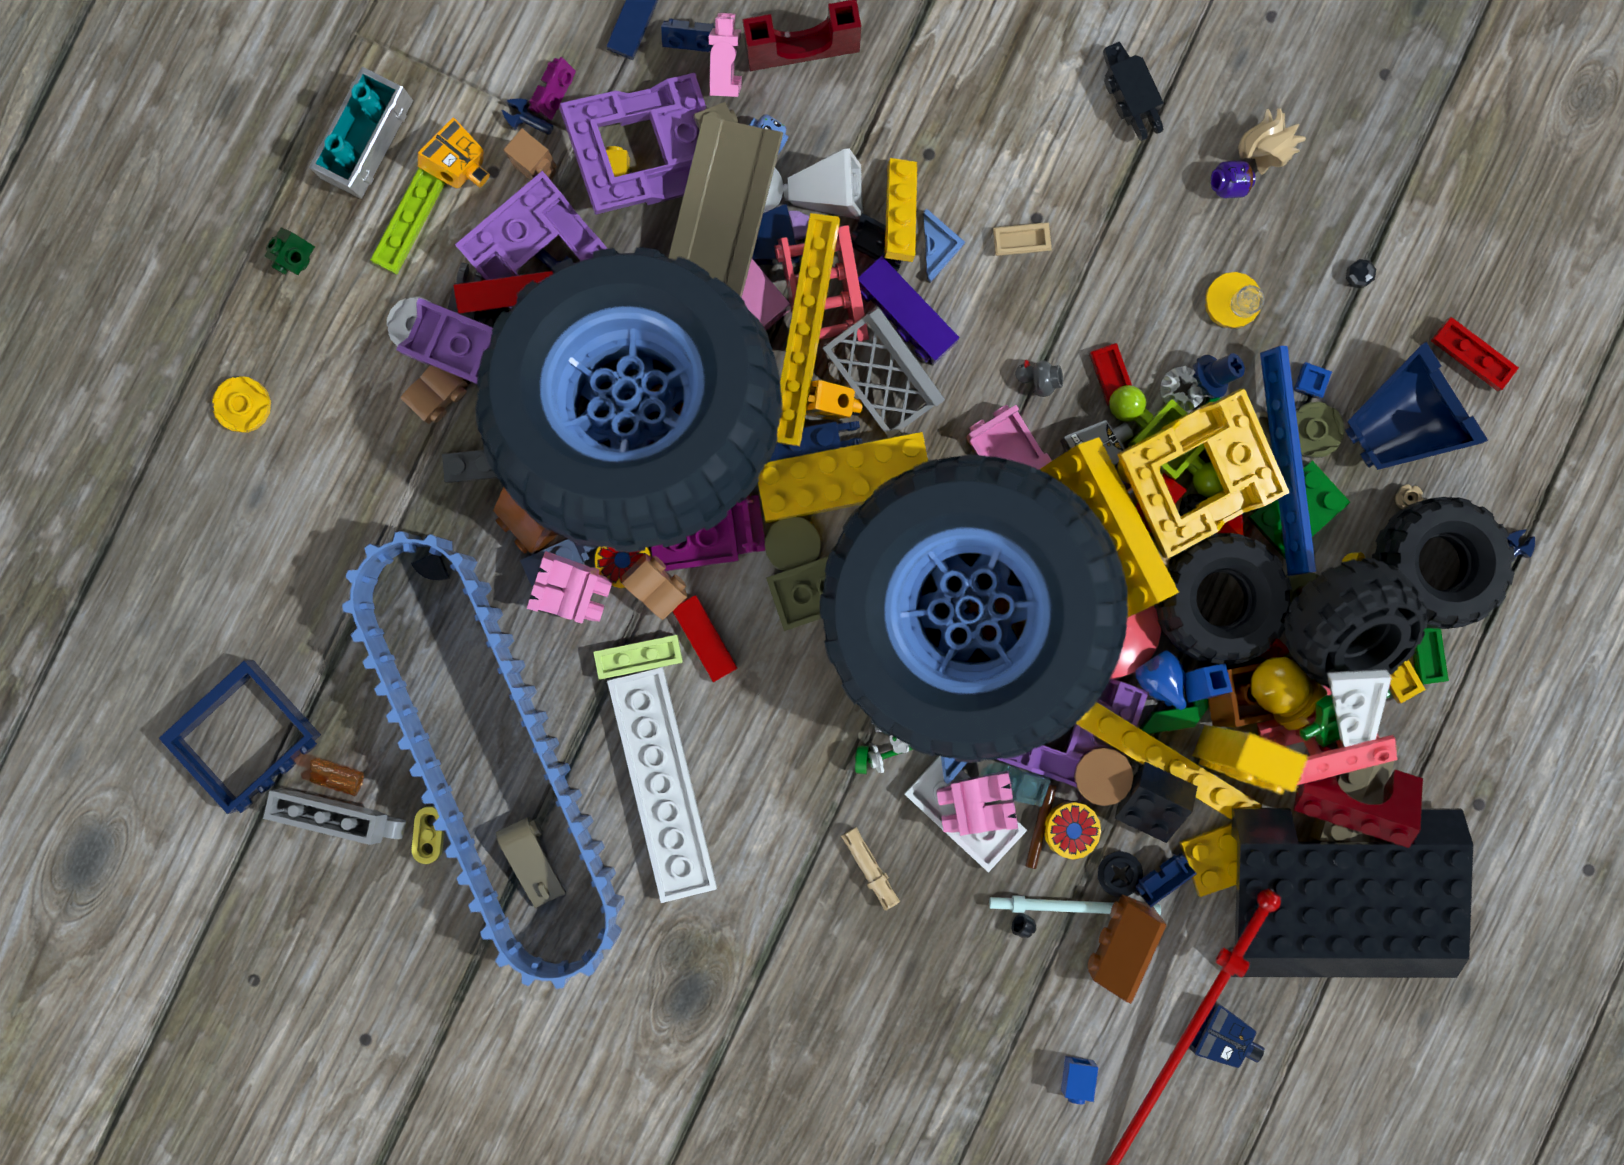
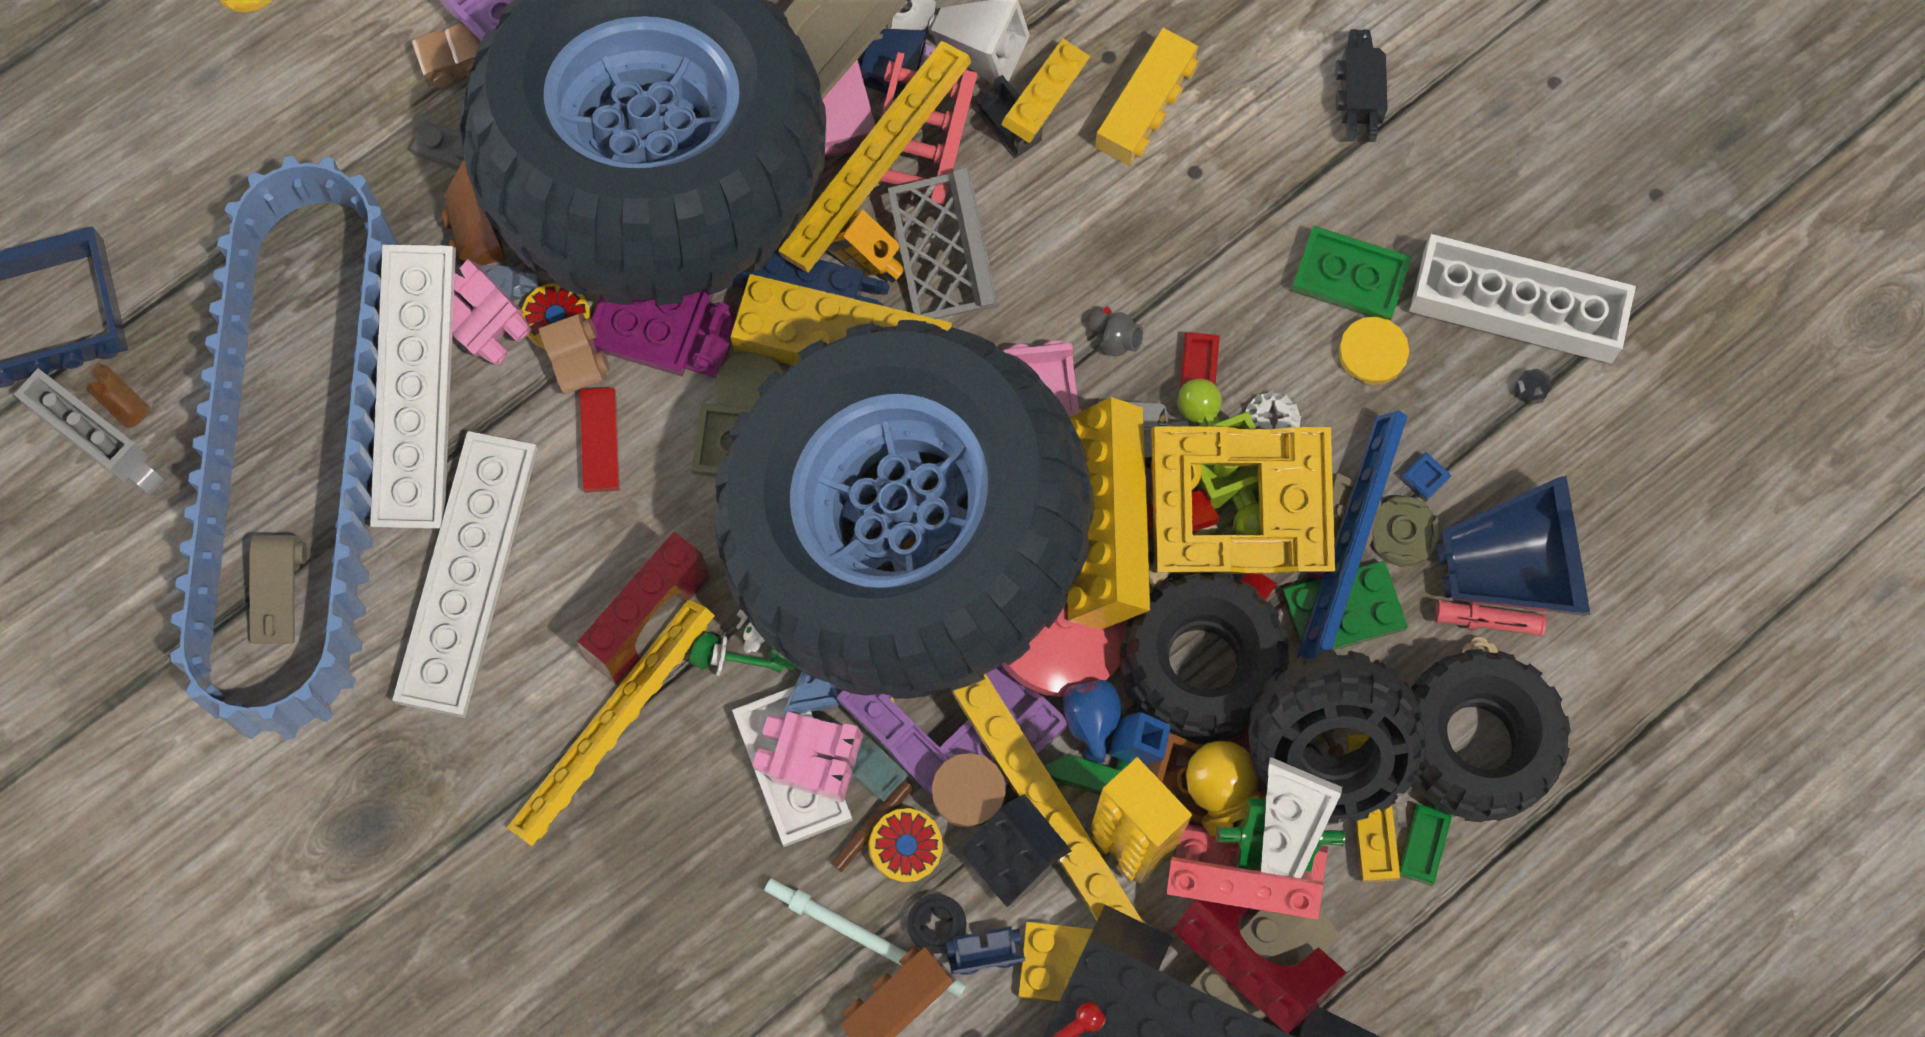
camera: 25 degrees right, 15 degrees down
(426, 833) = (173, 506): light yellow plate -> none
(431, 568) = (347, 230): black tile -> none
(552, 669) = (413, 386): none -> white plate
(638, 657) = (516, 423): yellowish green plate -> none
(808, 756) = (611, 640): none -> dark red arch
(822, 842) = (610, 722): none -> yellow plate
(876, 878) = (650, 786): tan pin -> none
(907, 311) = (1002, 199): dark purple brick -> none
(940, 244) = (1073, 152): medium blue tile -> none
(976, 176) = (1146, 97): none -> yellow brick
(1022, 239) = (1167, 183): tan tile -> none
(1023, 926) = (793, 930): black hinge -> none
(1191, 247) = (1351, 273): none -> green plate
(1215, 374) = (1312, 410): dark blue gear -> none
(1232, 179) = (1430, 218): dark purple head -> none
(1252, 297) = (1391, 347): clear wheel -> none
(1270, 142) = (1489, 200): tan hair -> none
(1328, 210) = (1522, 299): none -> white brick
(1394, 473) = (1476, 616): none -> coral pin
(1474, 354) = (1626, 530): red plate -> none
(1528, 547) = (1579, 772): dark blue bar -> none

